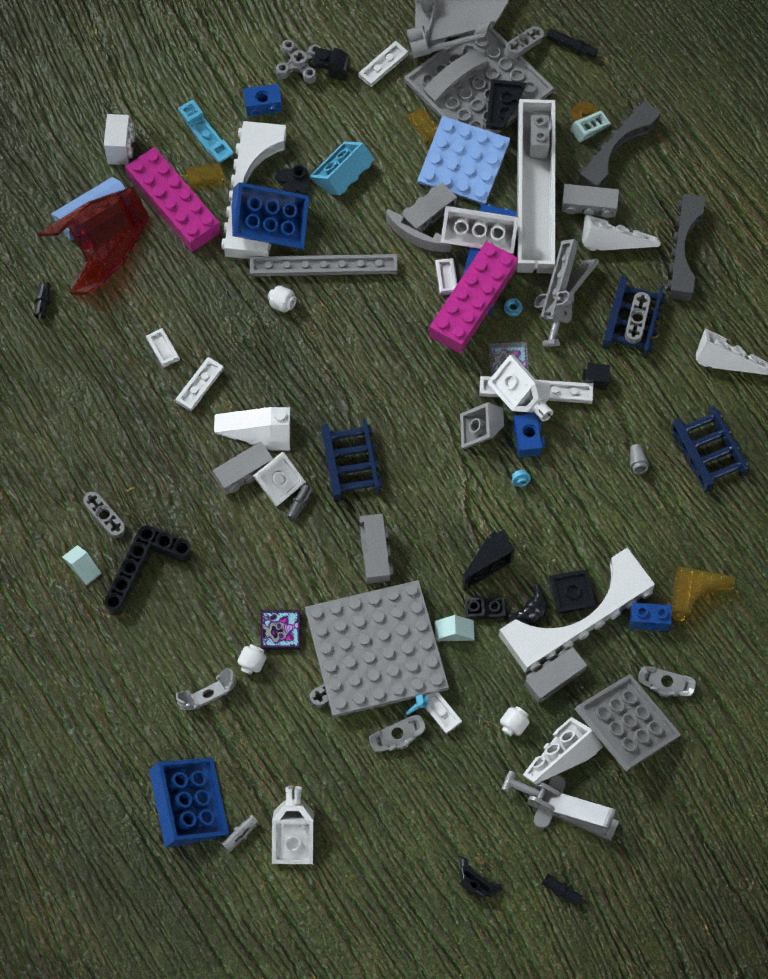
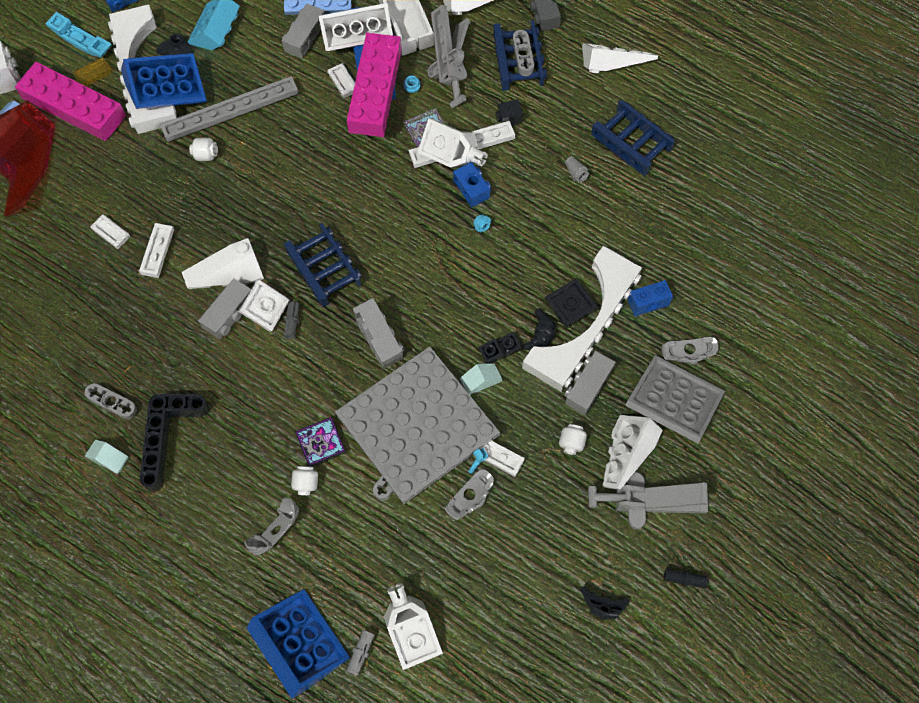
camera: 20 degrees left, 0 degrees up
(415, 237) = (300, 56): light grey slope -> none
(480, 424) = (426, 190): light grey slope -> none
(492, 556) = (489, 297): black slope -> none
(693, 584) = (671, 257): clear yellow arch -> none

